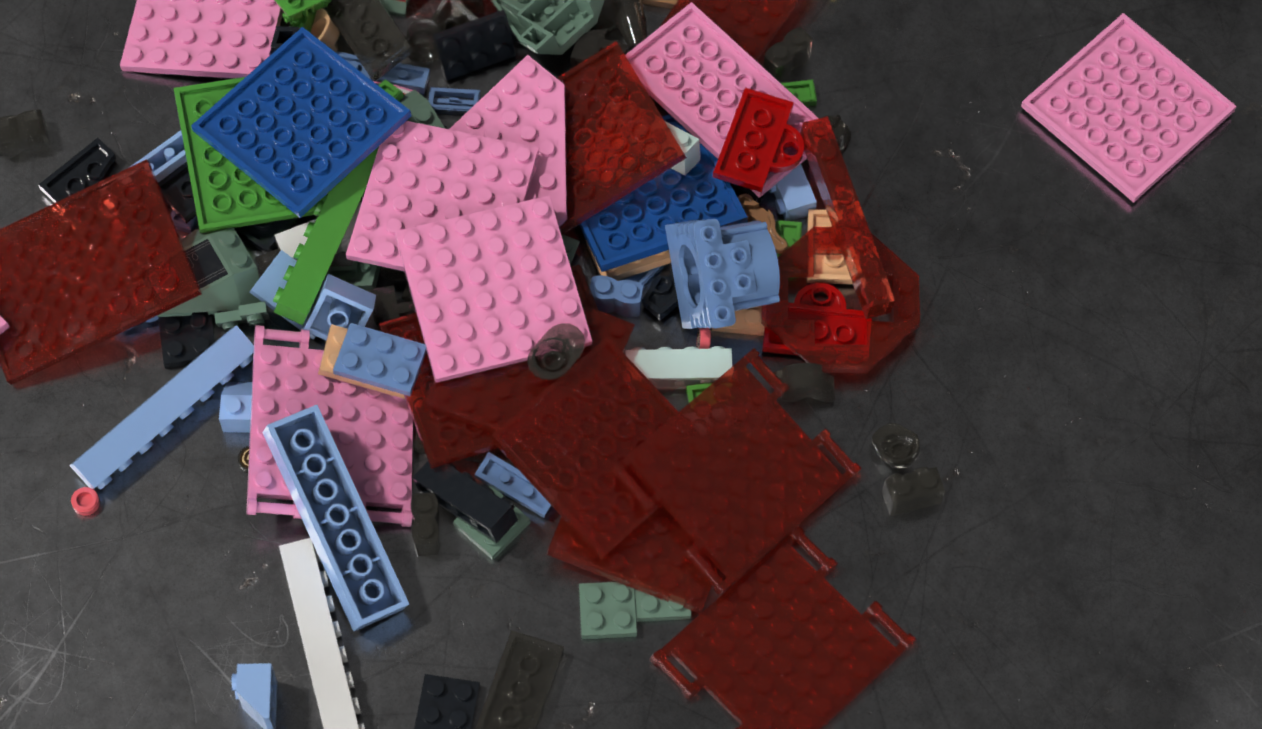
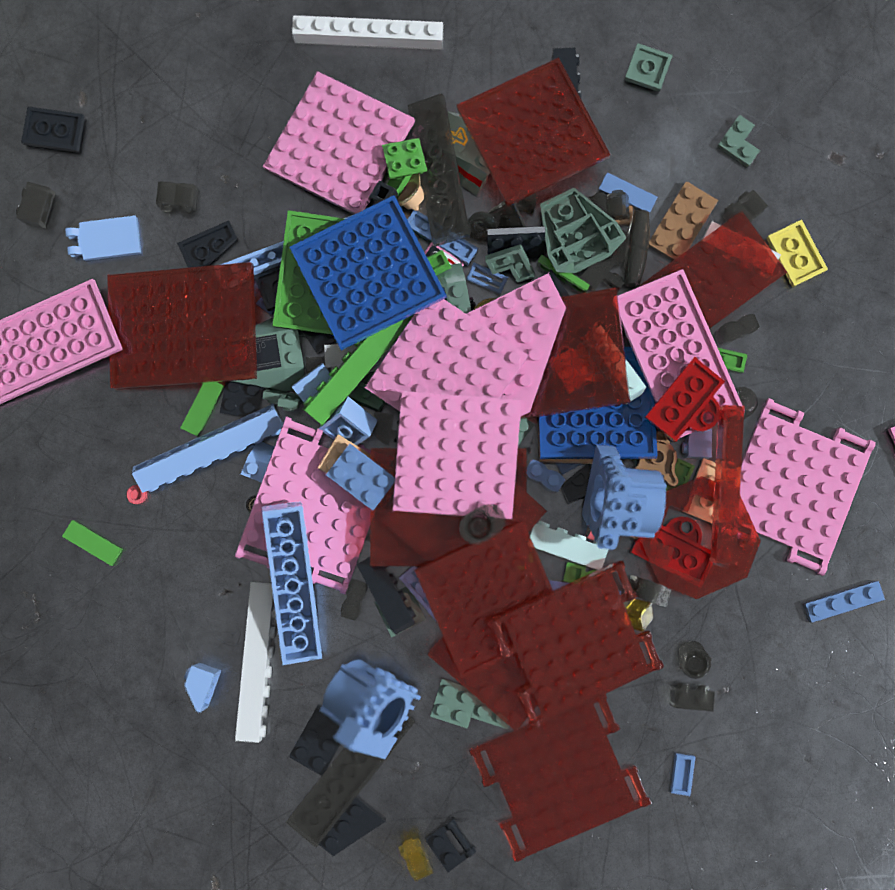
camera: 20 degrees right, 20 degrees up
(44, 580) = (92, 542): none -> bright green tile
(138, 366) = (202, 408): none -> bright green tile
(476, 62) = (513, 259): none -> sand green plate
(495, 628) = (368, 707): none -> medium blue hose
(556, 64) = (568, 278): none -> bright green tile
(806, 415) = (640, 614): none -> clear yellow panel
(941, 592) = (682, 774): none -> medium blue tile
(942, 202) = (800, 484): none -> bright pink plate
(1055, 317) = (844, 601): none -> medium blue plate

